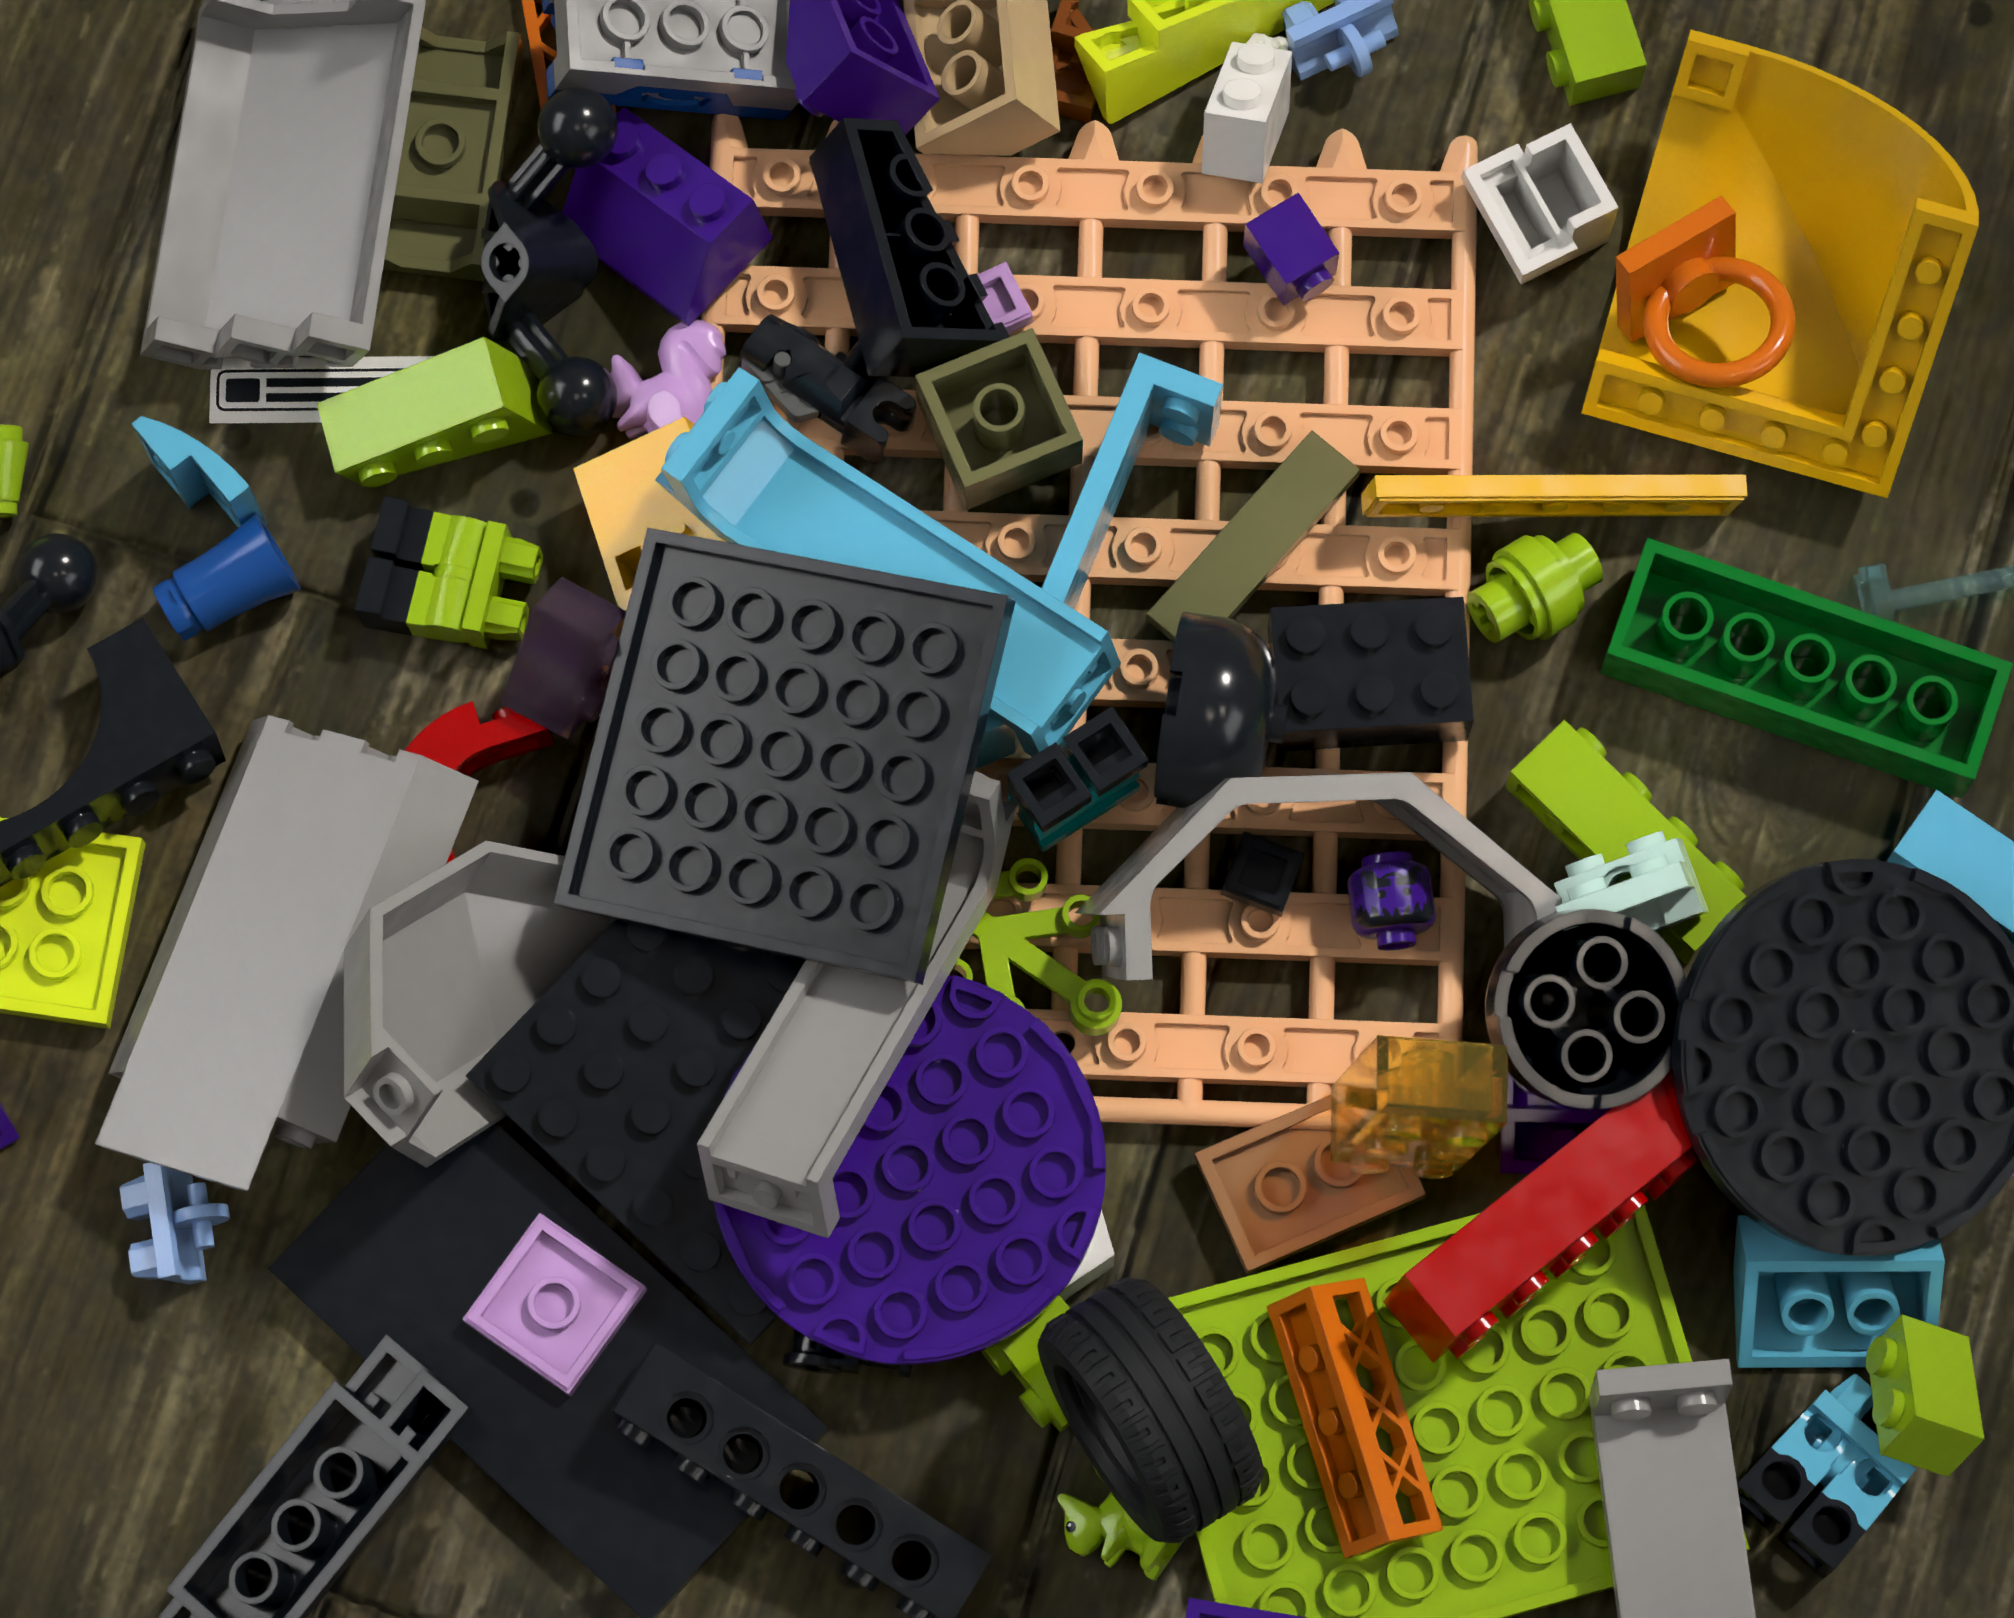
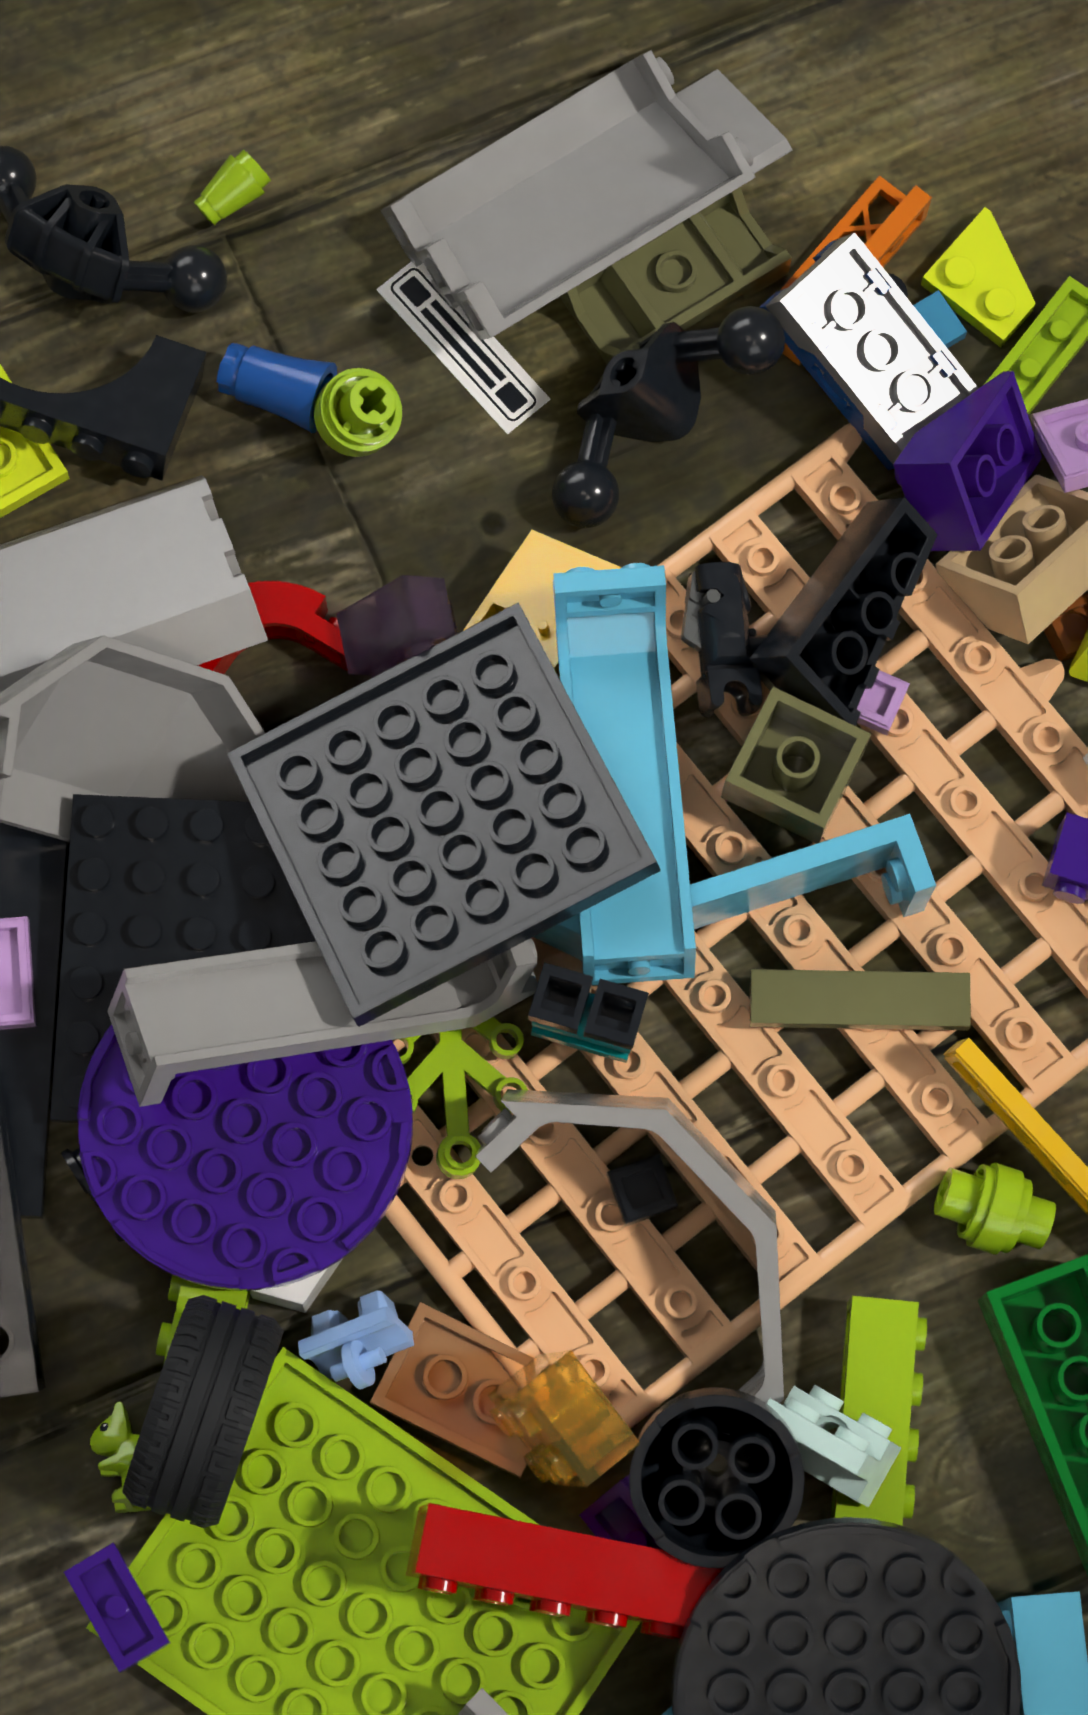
camera: 45 degrees right, 0 degrees up
(196, 470) = (326, 303): medium azure slope -> none
(324, 529) = (357, 412): none -> lime piece
(432, 413) = (495, 415): lime wedge -> none
(445, 576) = (410, 527): lime hips -> none
(665, 220) = (748, 449): dark purple slope -> none
(687, 362) = (671, 541): lavender animal -> none
(1189, 1239) = (358, 1345): none -> light blue hips
(1216, 709) = (713, 1063): black cylinder -> none
(1344, 1417) = (319, 1546): orange fence -> none
(1372, 673) = (834, 1146): black brick -> none
(1391, 900) = (694, 1288): dark purple head -> none

